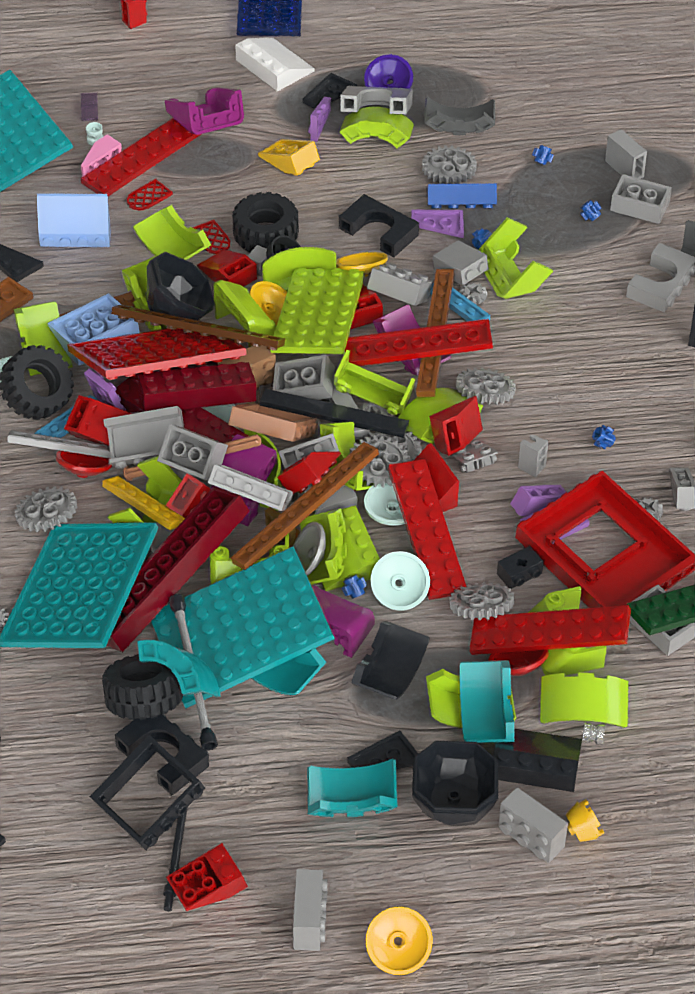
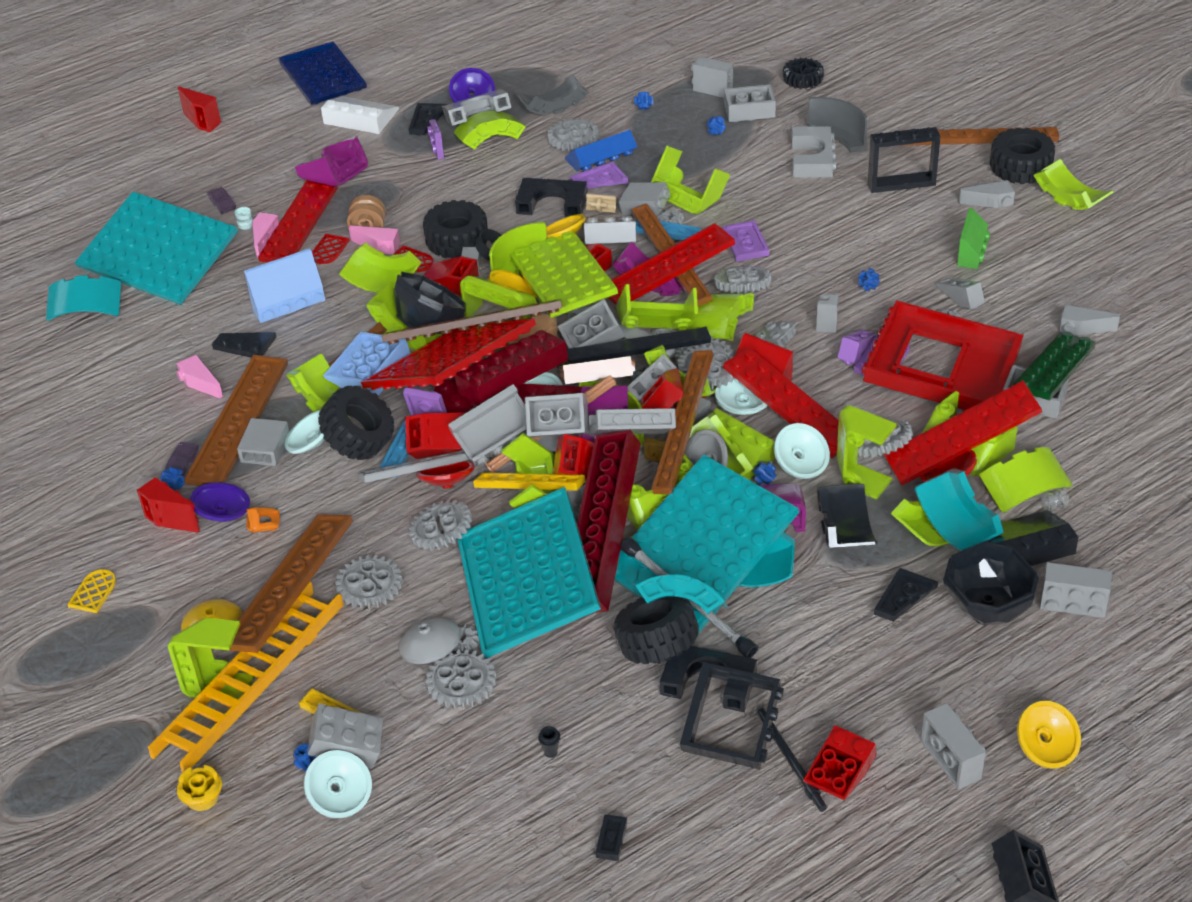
camera: 25 degrees left, 5 degrees down
(195, 177) = (366, 212): none -> medium nougat wheel
(196, 207) = (381, 239): none -> bright pink slope
(291, 155) = (433, 174): yellow slope -> none
(352, 789) = (905, 630): teal panel -> none
(419, 249) = (601, 202): none -> tan hips
(438, 592) = (853, 429): none -> lime windscreen
(456, 426) = (746, 315): red slope -> none
(480, 237) = (645, 175): blue gear -> none
(520, 567) = (887, 400): black brick -> none
(523, 346) = (748, 241): none -> medium lavender plate
(583, 822) = (1118, 564): yellow cone -> none

